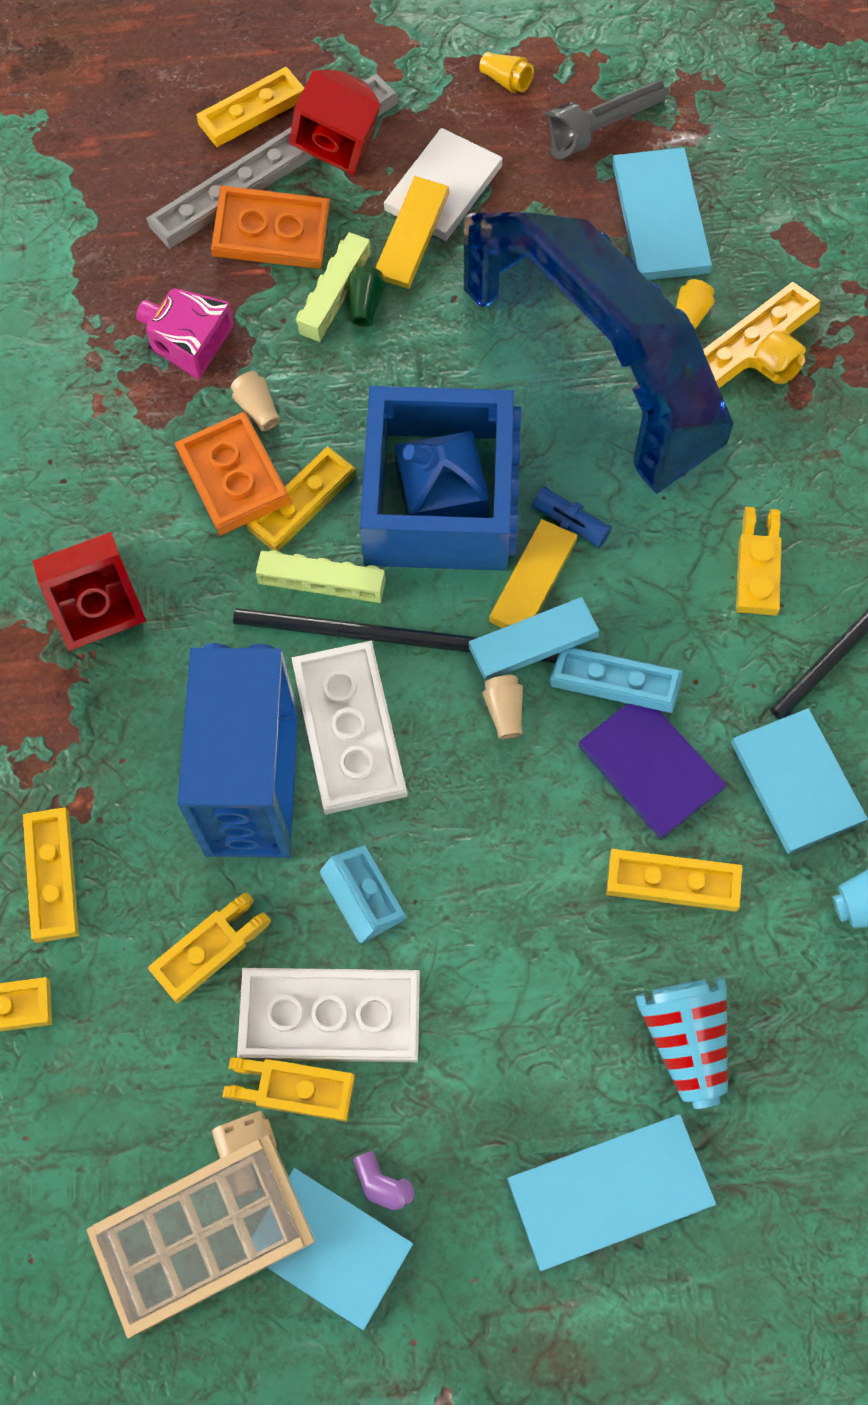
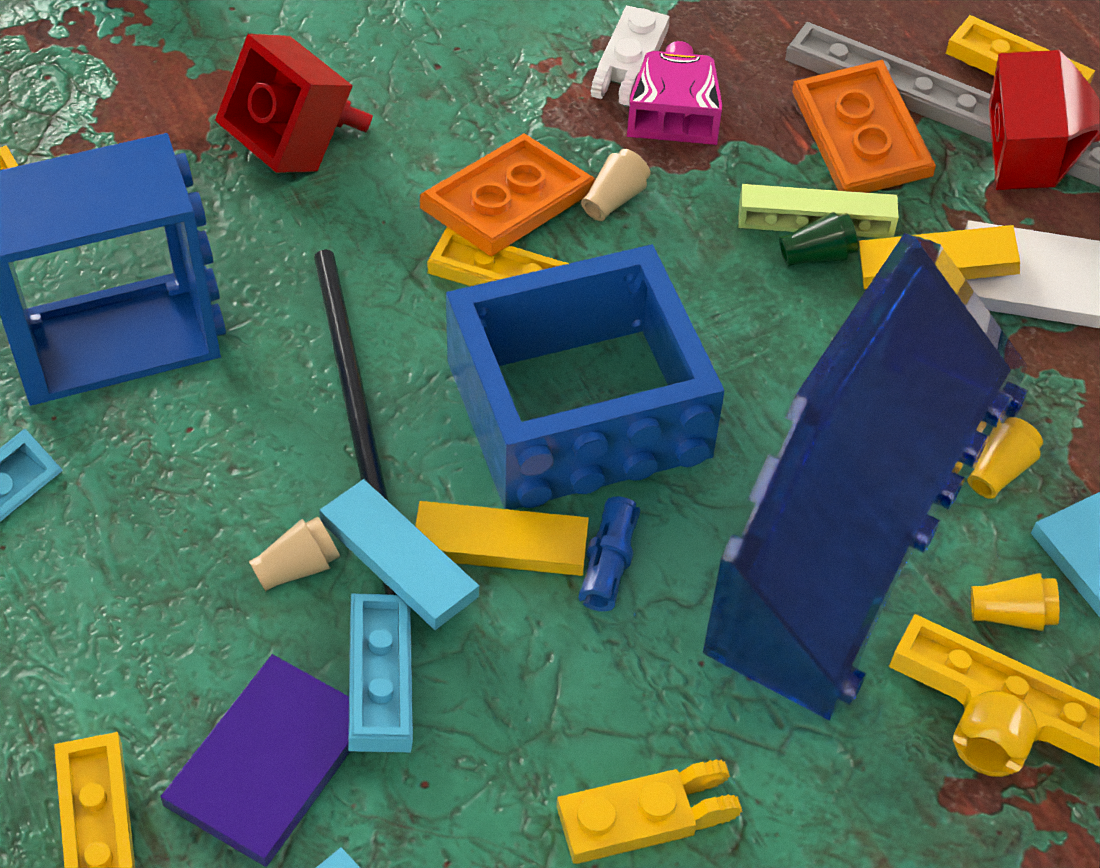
camera: 65 degrees right, 15 degrees down
(120, 344) = (633, 37): none -> white hinge
(320, 576) = (409, 318): yellowish green piece -> none
(349, 727) = (215, 407): white tile -> none
(442, 477) = (577, 366): blue piece -> none

